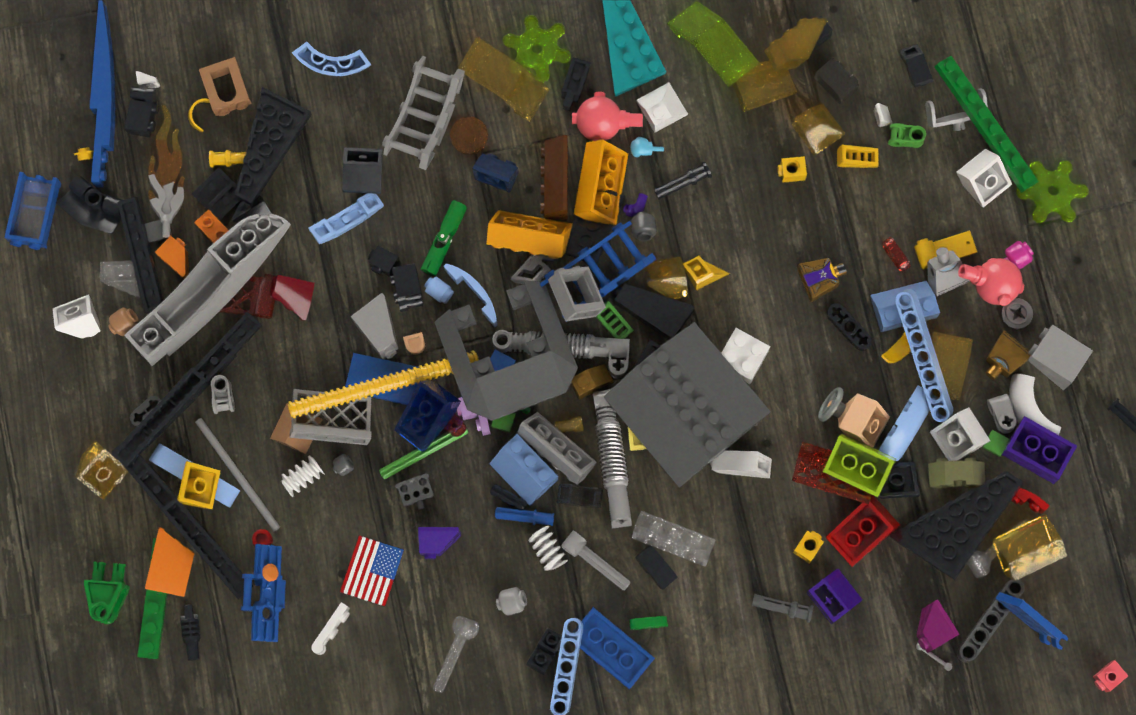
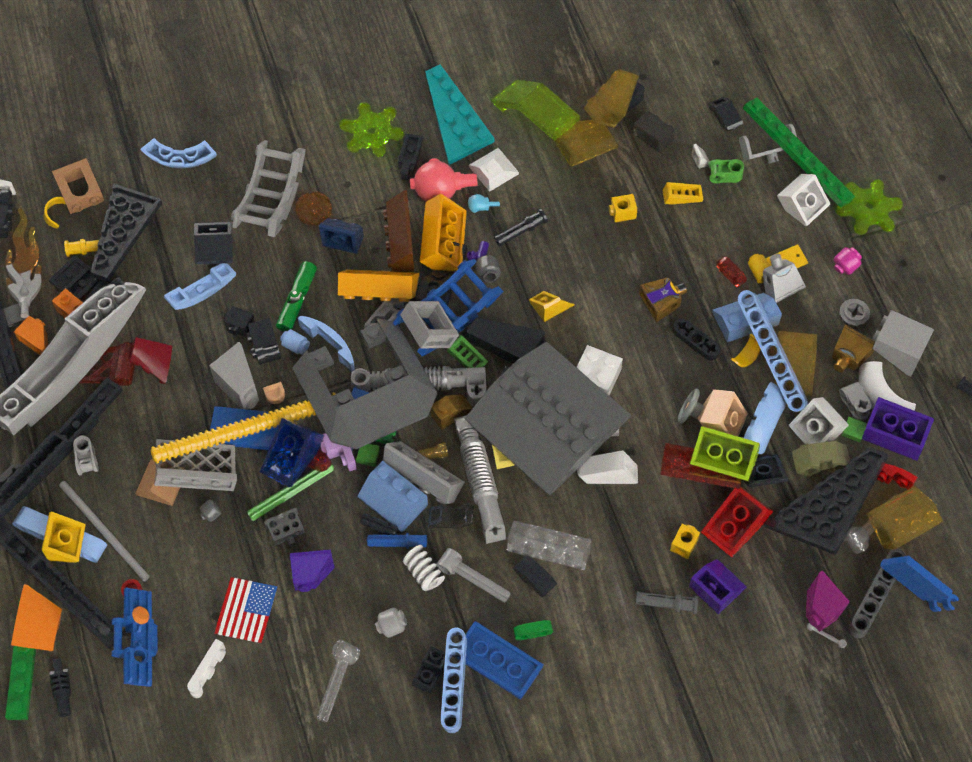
camera: 10 degrees left, 15 degrees down
(301, 475) = (168, 522): white piece -> none
(504, 78) = (343, 153): clear yellow windscreen -> none
(667, 277) = (516, 310): clear yellow slope -> none
(817, 128) = (640, 173): clear yellow slope -> none
(996, 280) = (829, 282): coral piece -> none

